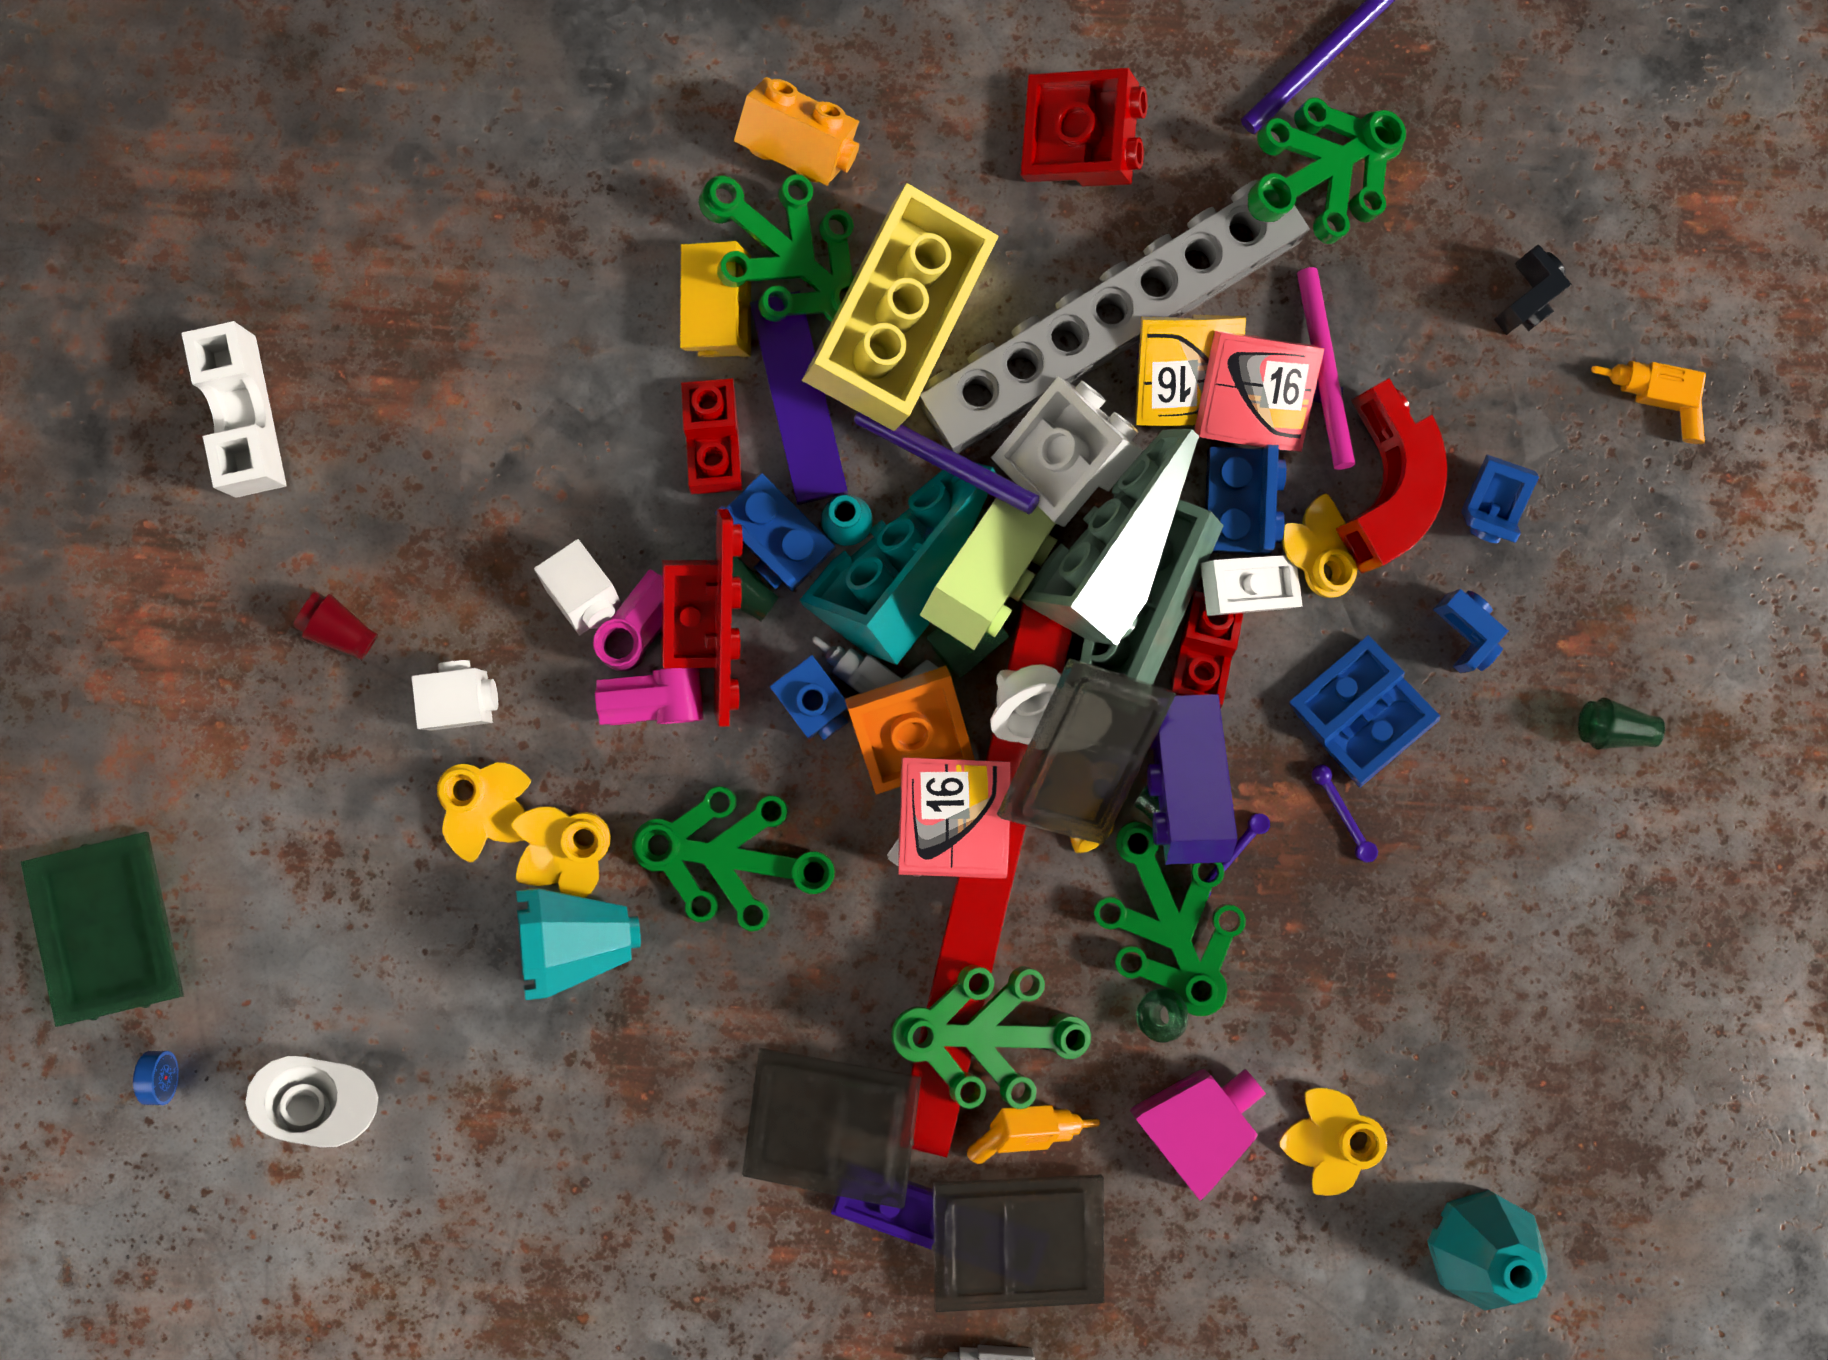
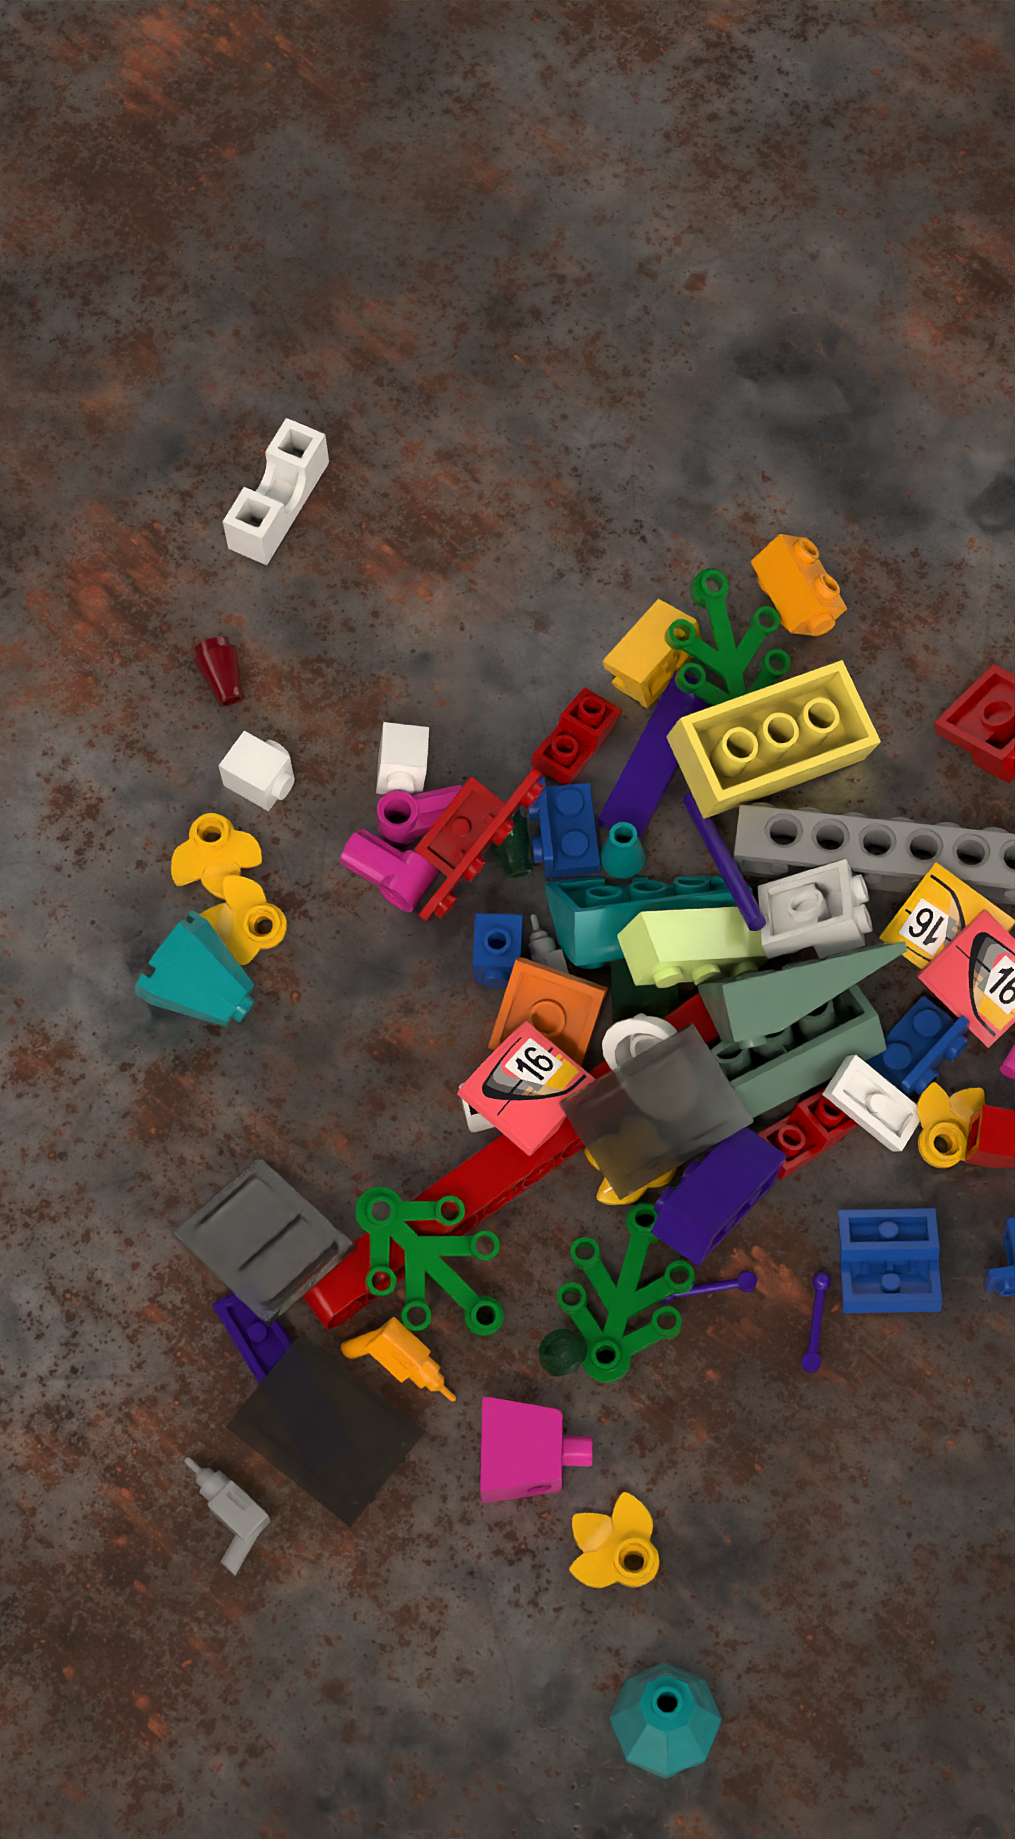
camera: 45 degrees right, 20 degrees down
(724, 856) = (349, 1010): green plant -> none

